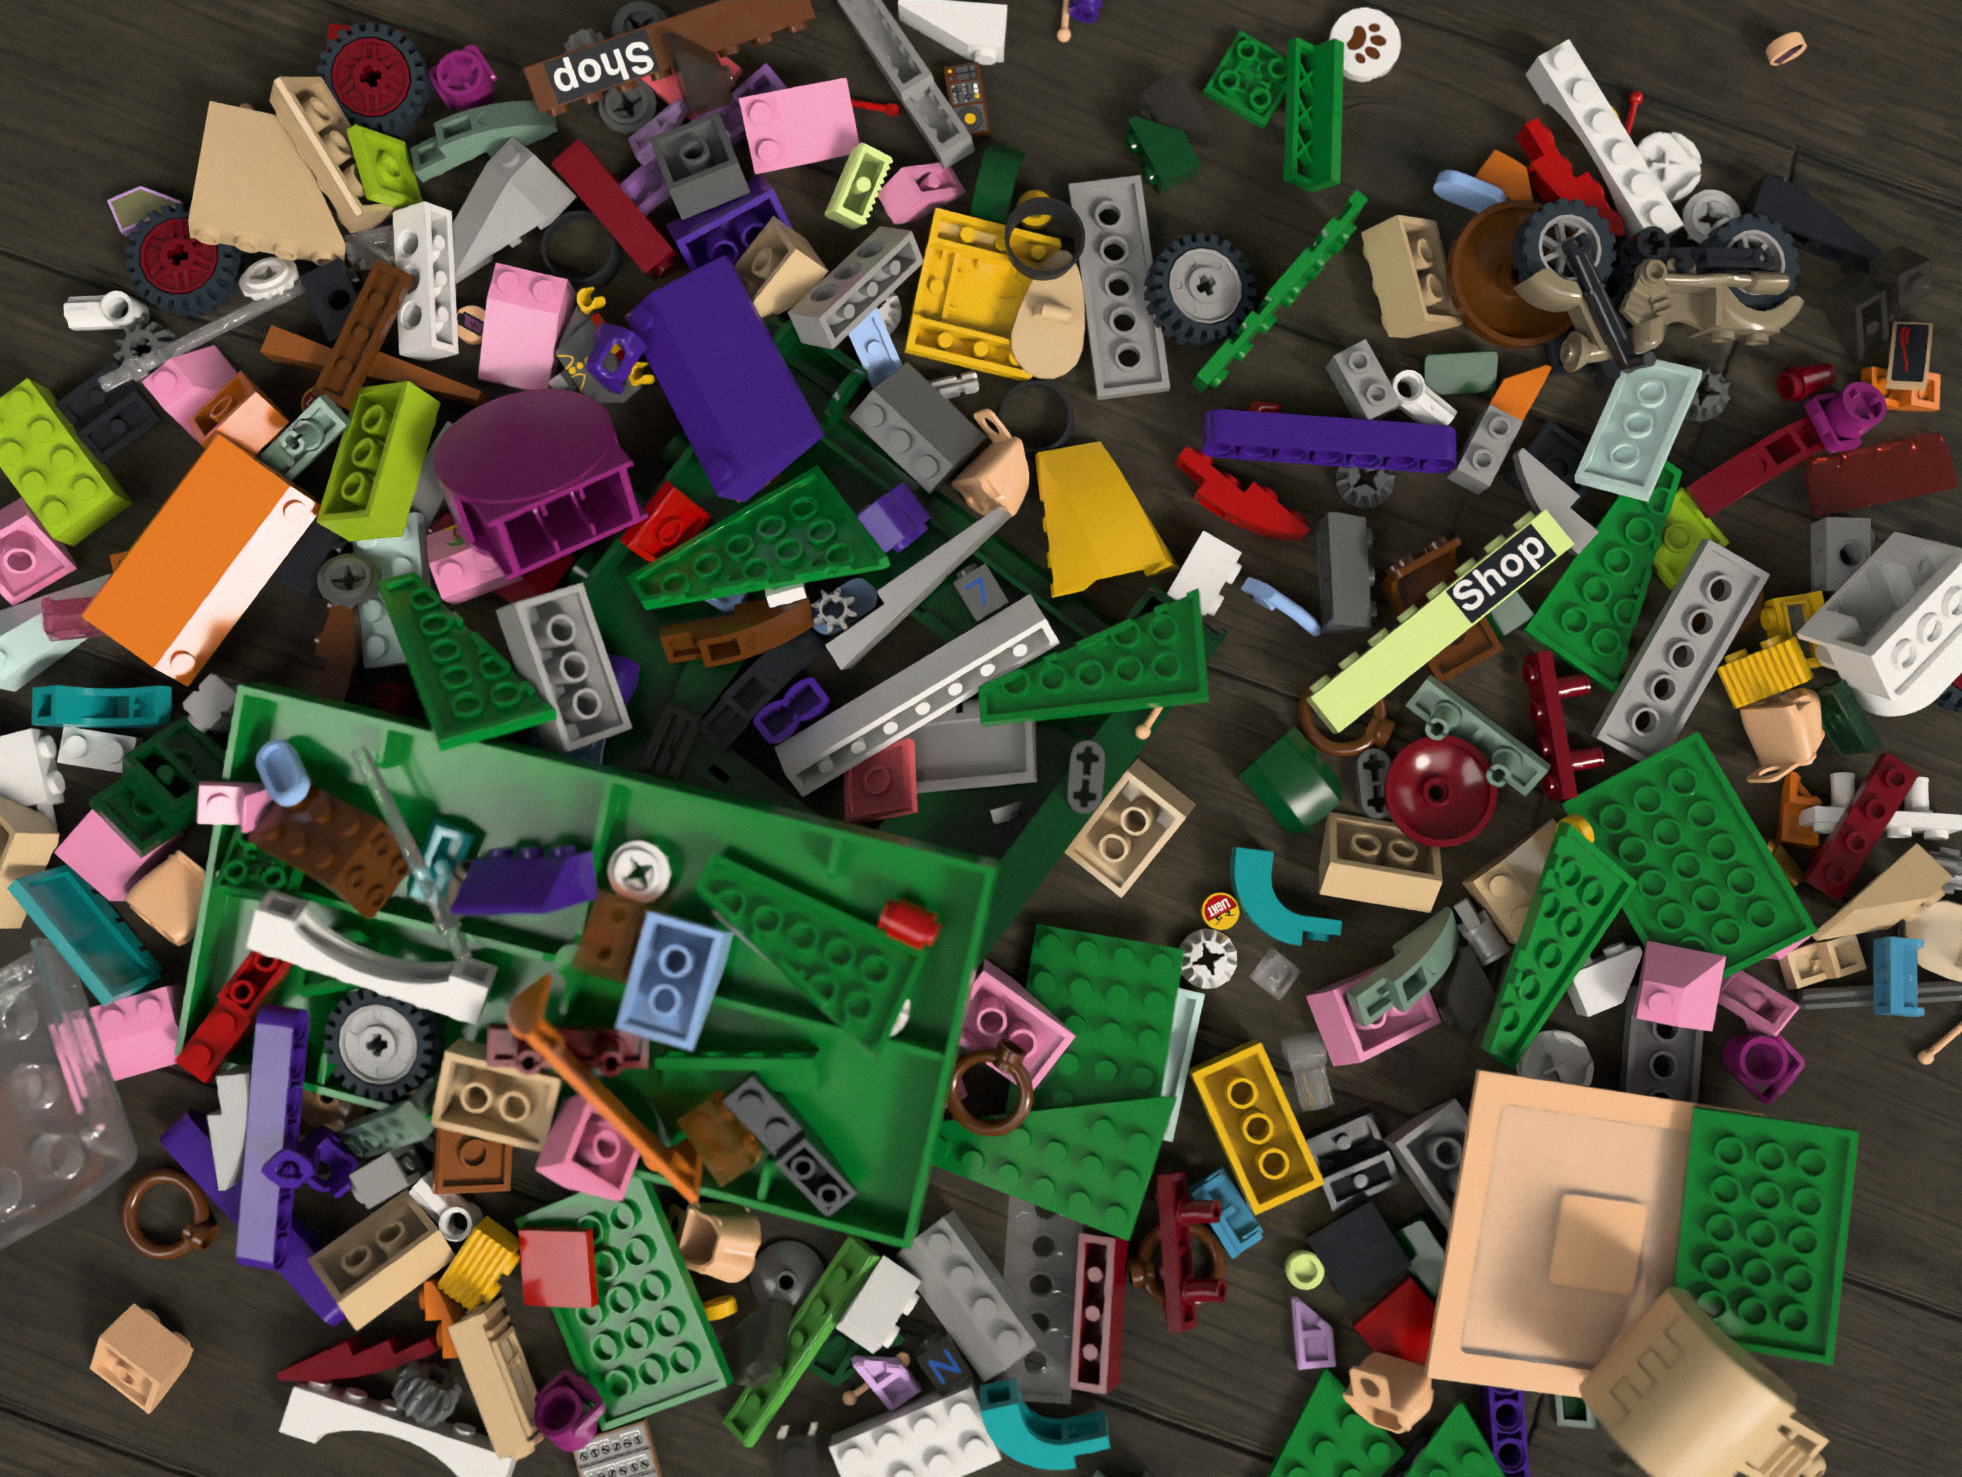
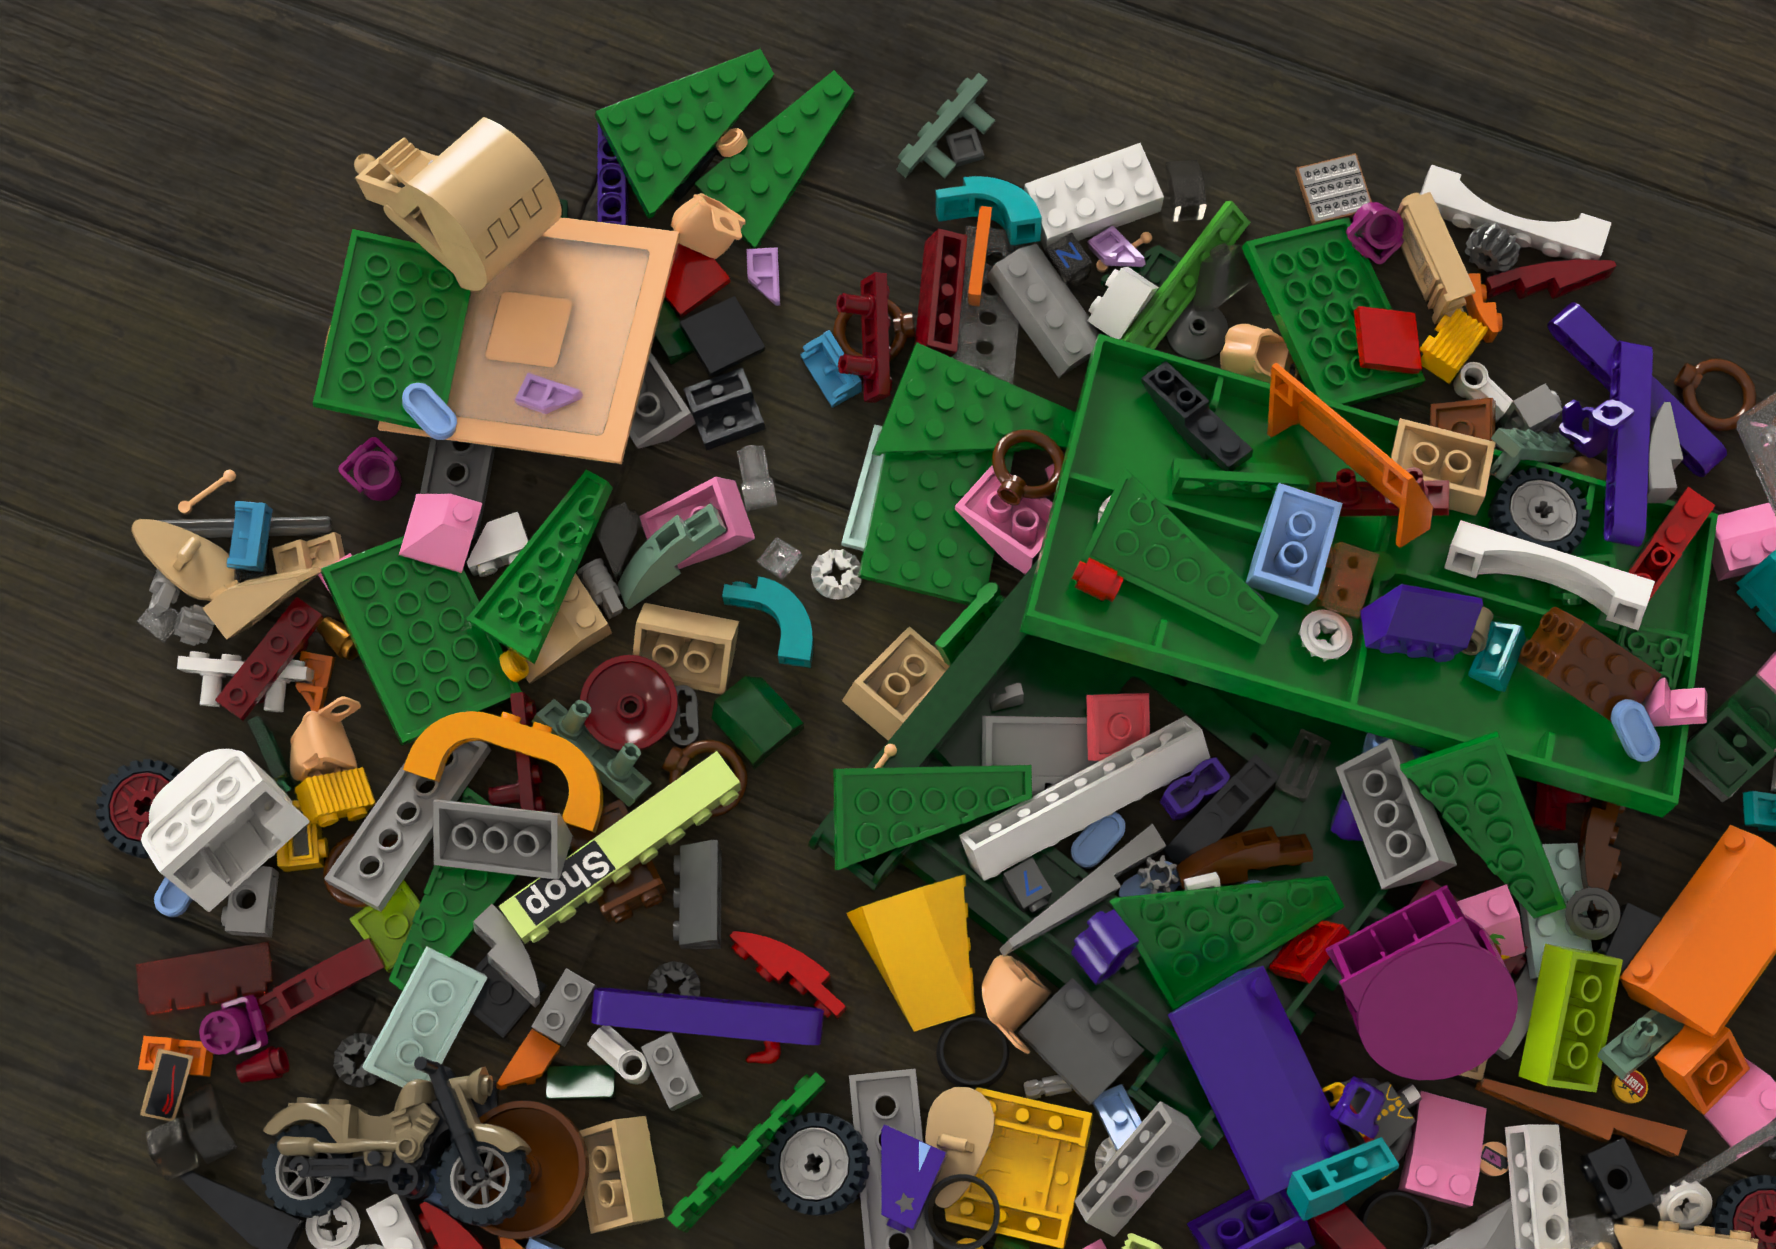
camera: 175 degrees left, 10 degrees down
(141, 1357) = (1729, 284): light nougat slope -> none
(170, 898) = (1730, 643): light nougat piece -> none
(213, 704) = (1698, 808): light grey brick -> none
(363, 334) = (1591, 1138): reddish brown plate -> none
(381, 1259) = (1534, 348): tan slope -> none
(445, 923) = (1490, 603): clear bar -> none
(587, 1152) = (1367, 410): bright pink slope -> none
(634, 279) = (1339, 1178): none -> teal slope
(720, 1138) = (1255, 423): clear orange brick -> none
(720, 1307) = (1254, 307): yellow tile -> none
(779, 269) = (1209, 1192): tan slope -> none
(905, 649) = (1097, 841): none -> light blue tile
(1050, 899) = (969, 623): none -> green hinge
(1053, 1361) = (979, 256): none -> orange tile
(1095, 777) = (949, 712): dark grey beam -> none
(1105, 276) = (907, 1177): none -> dark purple slope
(1207, 568) = (826, 900): white brick -> none
(1220, 911) = (824, 613): tile -> none
(1255, 1126) = (805, 434): yellow brick -> none
(1271, 599) = (765, 877): light blue piece -> none
(1304, 1269) = (768, 324): yellowish green tile -> none
(1546, 734) = (444, 736): none -> light orange arch
(1557, 1058) = (544, 478): white tile -> none
(1574, 1156) = (545, 395): none -> lavender tile
(1578, 617) = (500, 839): none -> light grey slope
(1713, 1128) = (429, 411): none -> light blue tile
(1759, 1005) = (373, 519): bright pink slope -> none

